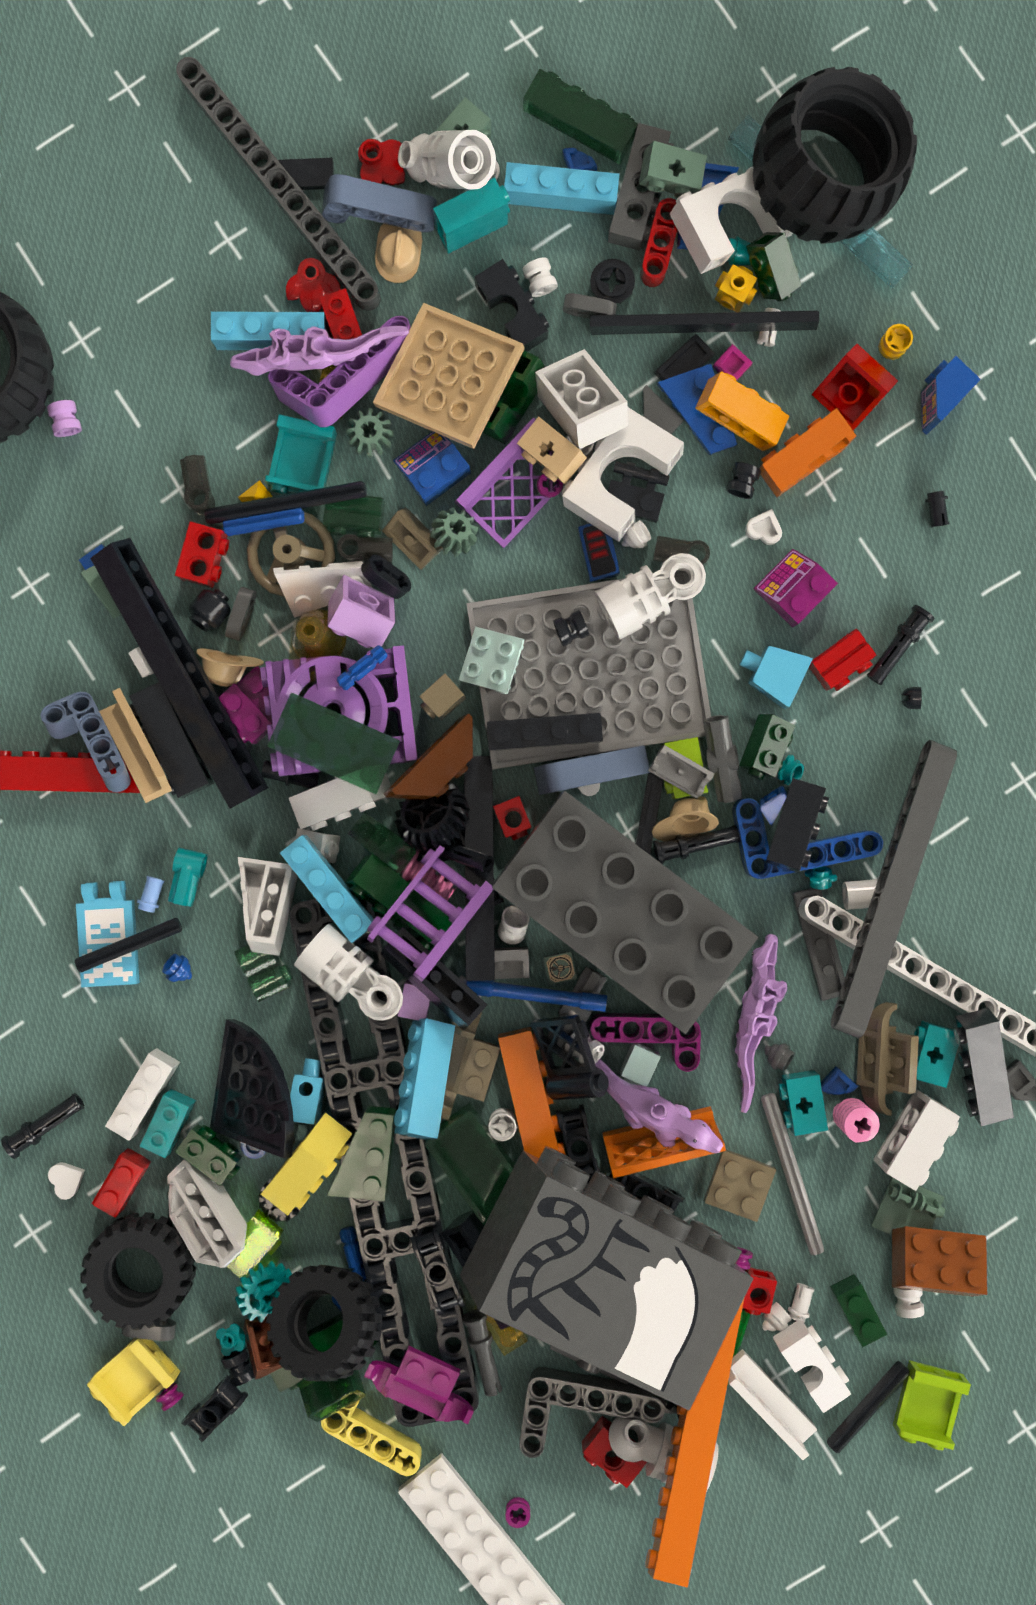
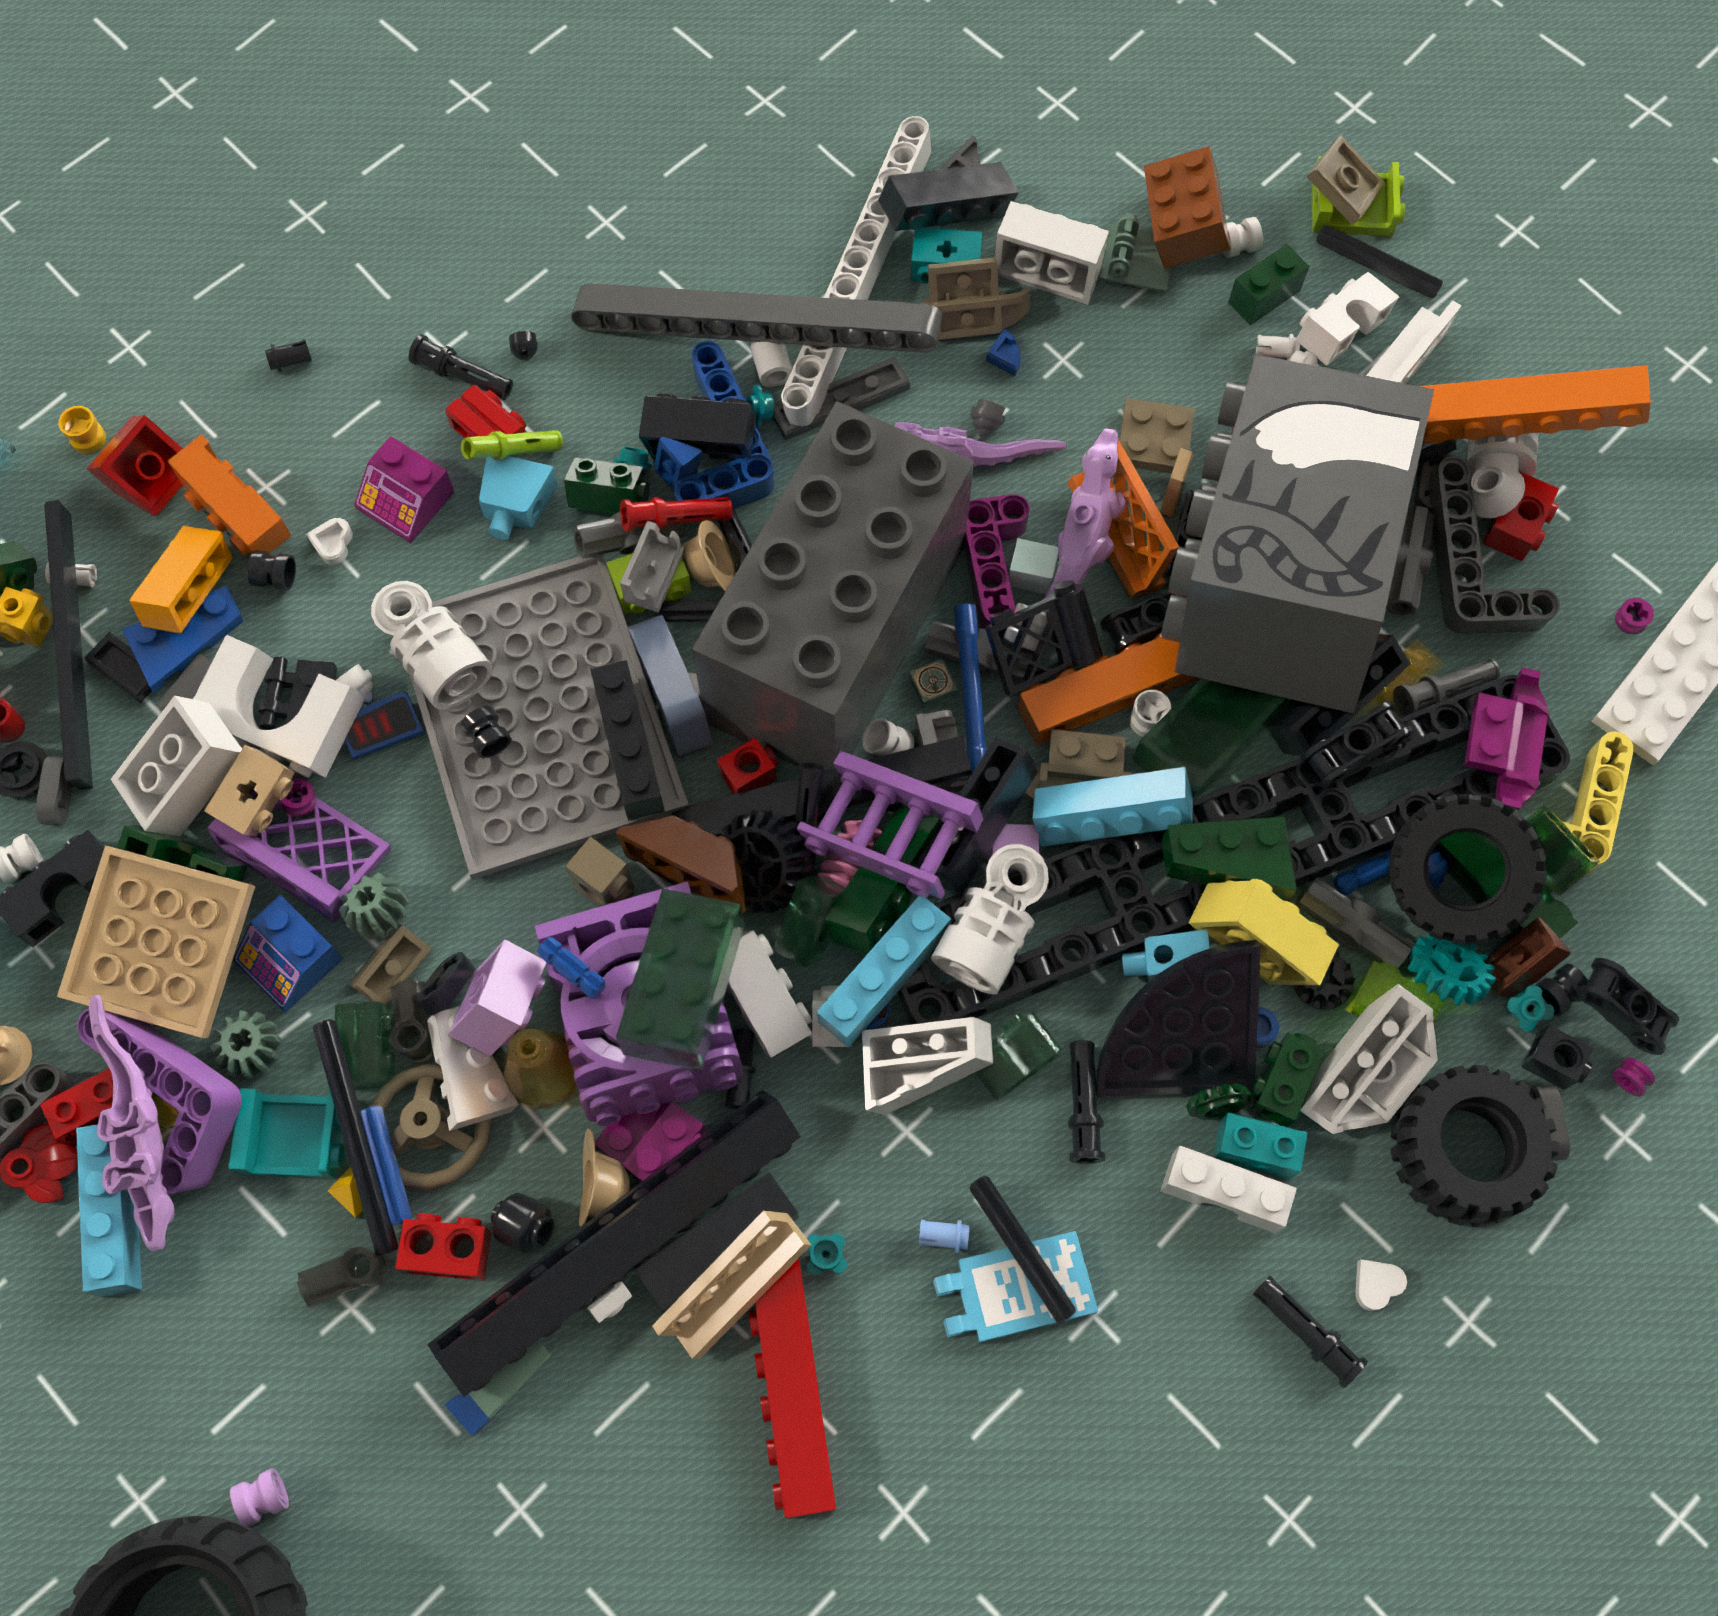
camera: 105 degrees left, 20 degrees down
(74, 720) = (770, 1306): sand blue beam -> none
(121, 1182) = (1359, 1196): red brick -> none
(132, 1379) = (1625, 1133): light yellow panel -> none
(146, 812) = (834, 1262): none -> teal plate
(177, 968) = (1040, 1177): blue plate -> none
(188, 869) = (896, 1186): teal piece -> none
(198, 1338) = (1542, 1063): none -> black brick
(202, 1102) = (1218, 1101): none -> dark green gear
(209, 1007) = (1085, 1121): none -> black pin
(240, 613) = (522, 1178): dark grey beam -> none
(313, 1232) = (1355, 924): none -> dark grey piece
(491, 660) = (541, 822): light aqua hinge -> none
(668, 547) = (369, 640): clear smoke piece -> none
(686, 1191) = (1176, 482): none -> tan tile
(726, 784) = (663, 513): none -> red pin
(733, 362) = (118, 610): dark pink tile -> none
(792, 1174) = (1125, 382): light grey axle -> none
(811, 667) = (500, 445): none -> lime pin
(812, 1115) = (1037, 380): teal brick -> none
(856, 1120) = (1043, 317): bright pink piece -> none
(943, 1400) = (1346, 179): none -> dark tan tile
(945, 389) = (143, 361): blue slope -> none

